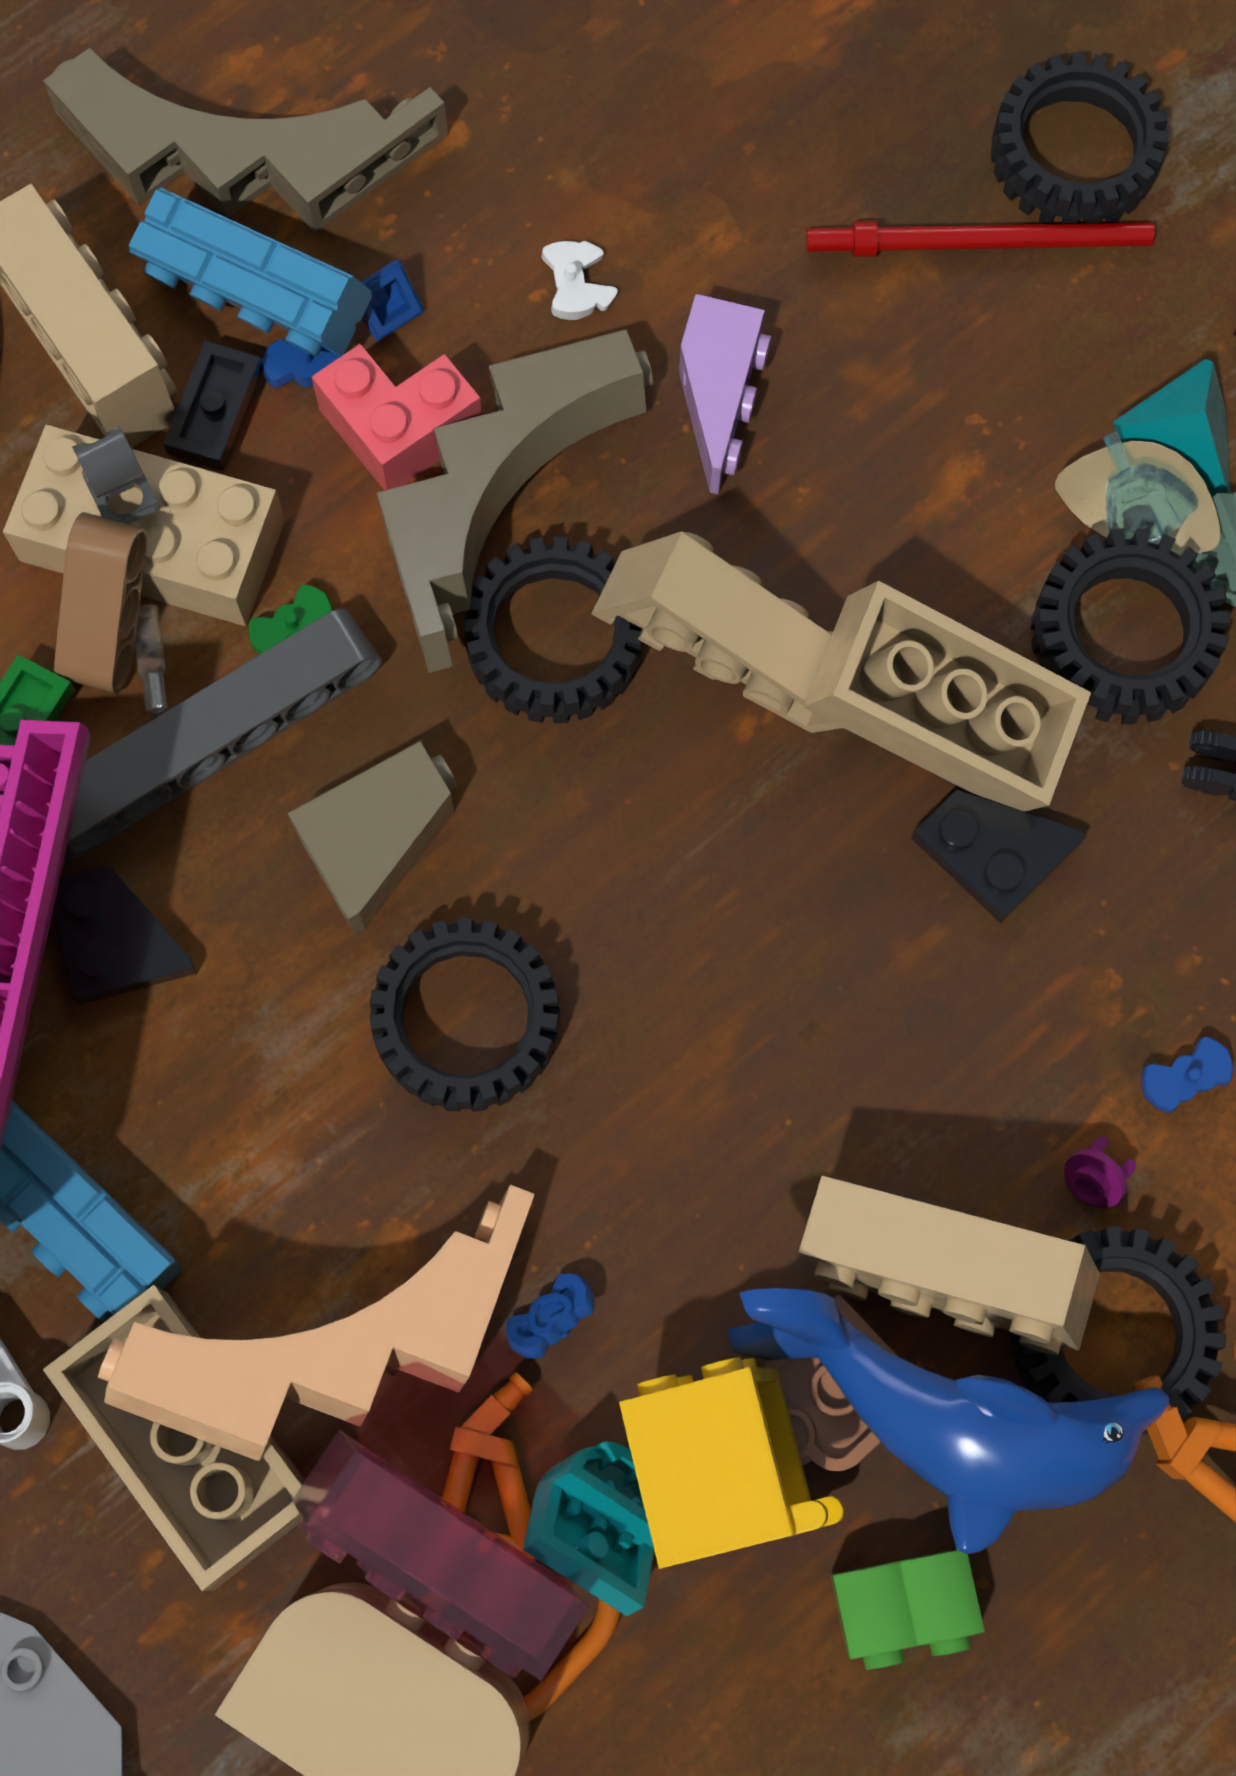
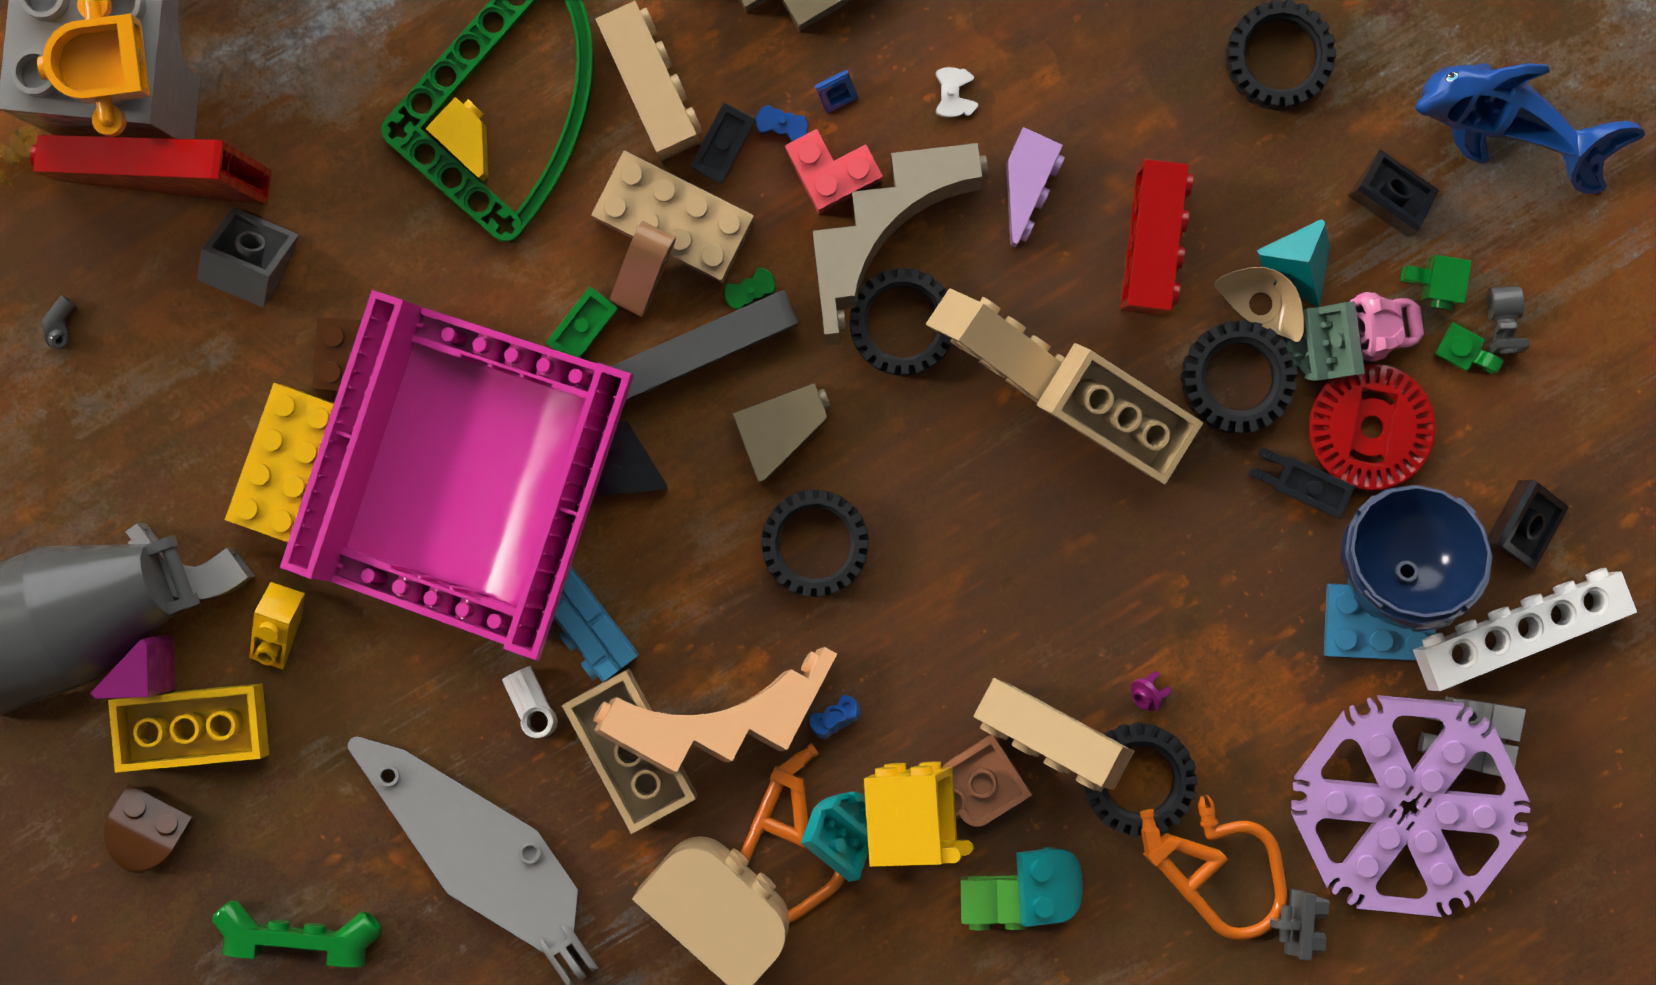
camera: 10 degrees right, 15 degrees up
(112, 469) = (662, 204): dark grey leg -> none
(151, 658) = (665, 302): clear pin -> none
(250, 272) = (757, 66): dark azure brick -> none
(439, 1556) = (756, 839): clear pink brick -> none
(866, 238) = (1136, 97): red bar -> none
(946, 423) = (1155, 237): none -> red brick
(970, 1438) = (1044, 833): blue animal -> none
(995, 849) = (1132, 496): black wing -> none
(1004, 1583) = (1048, 886): none -> teal slope
(1145, 496) = (1264, 301): clear light blue piece -> none
(1187, 1075) = (1211, 644): blue piece -> none

